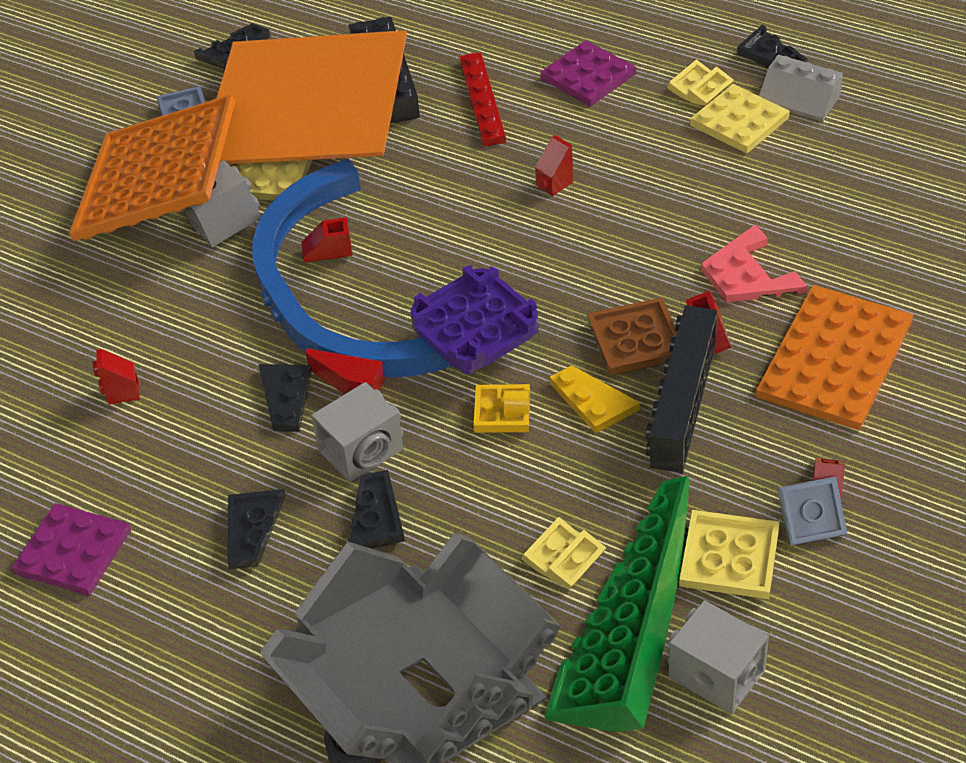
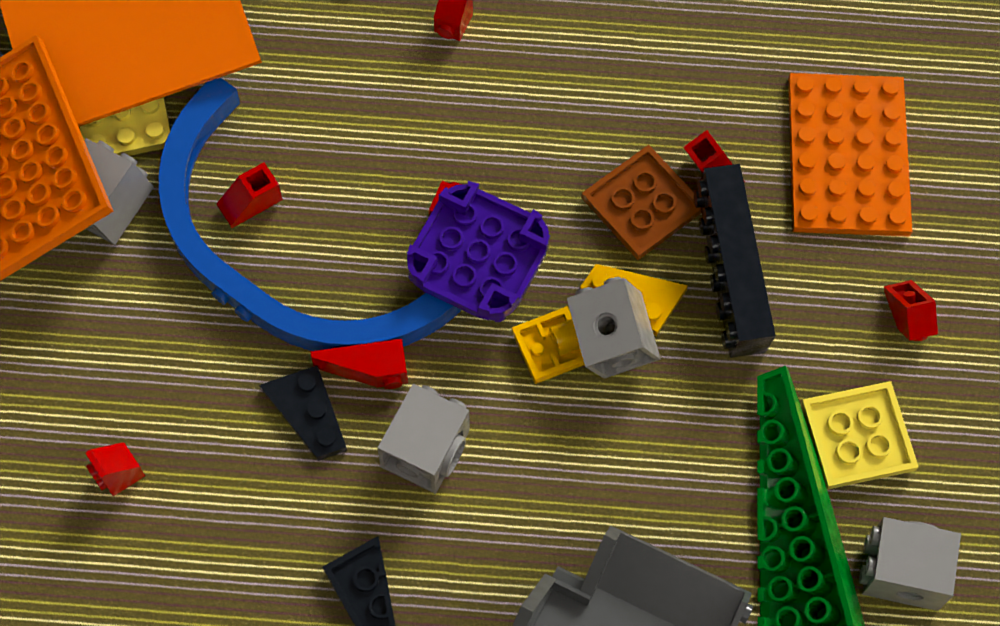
camera: 30 degrees left, 20 degrees up
(376, 512) = (488, 525): black wing -> none
(553, 402) = (613, 327): none -> light grey brick
(563, 553) = (699, 496): light yellow slope -> none
(739, 275) = (707, 83): coral wing -> none
(812, 510) = (917, 358): sand blue plate -> none

